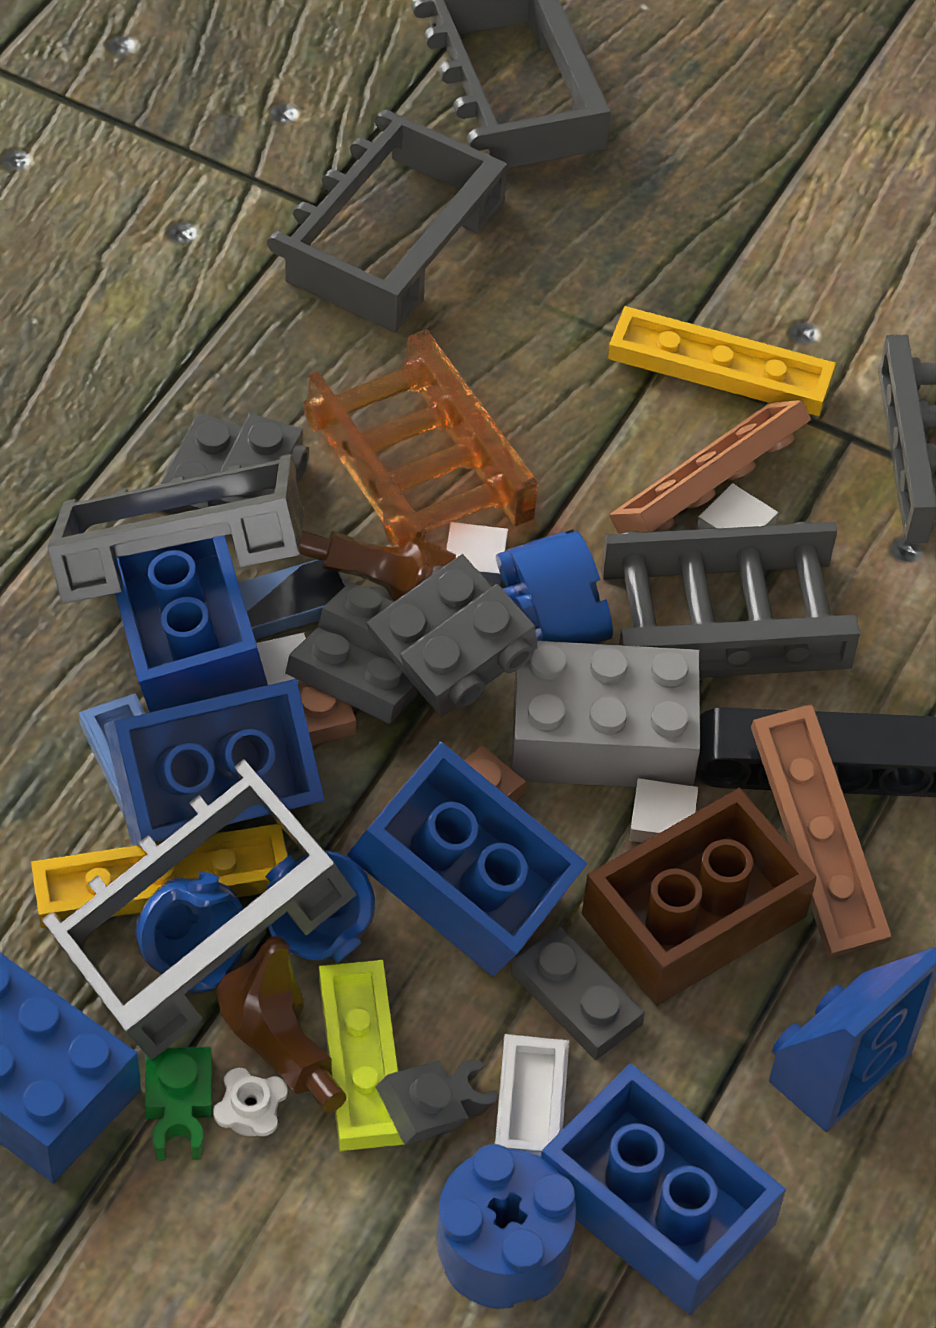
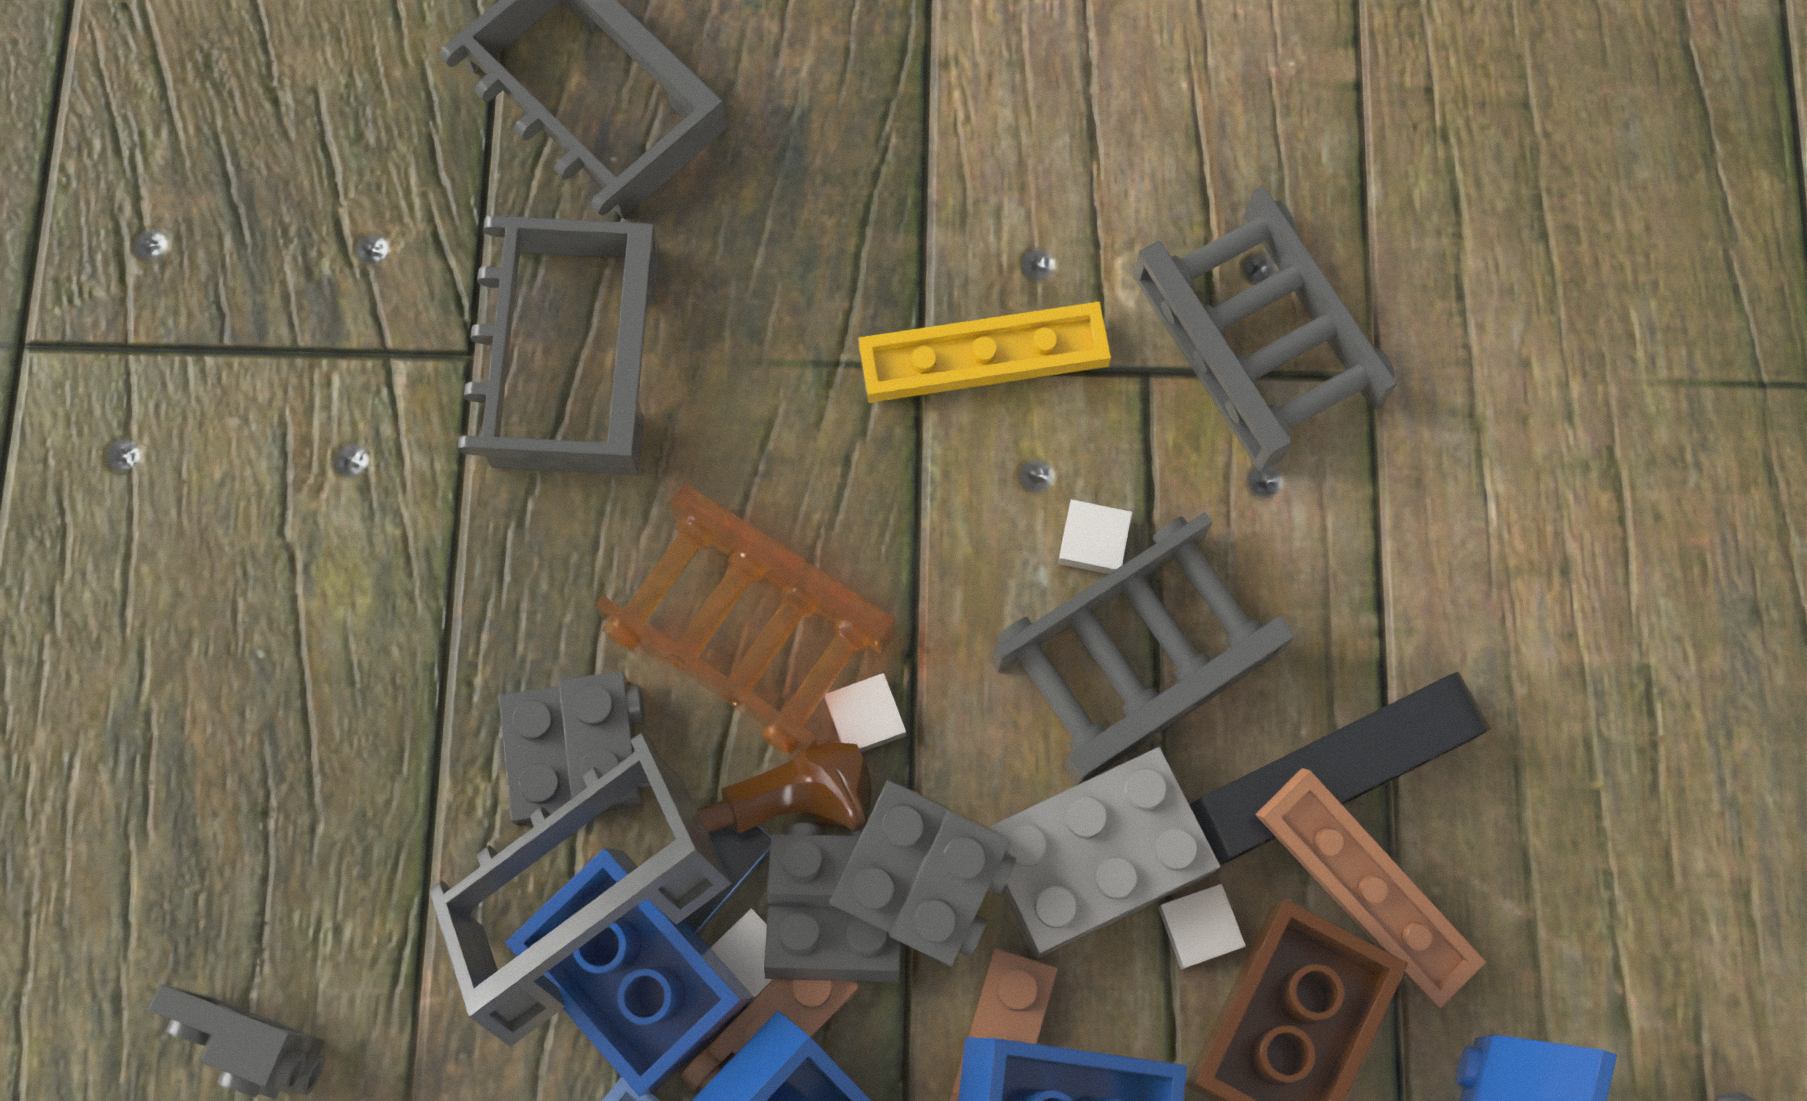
camera: 25 degrees left, 20 degrees up
(557, 588) = (983, 746): blue brick -> none
(722, 460) = (1041, 494): nougat plate -> none

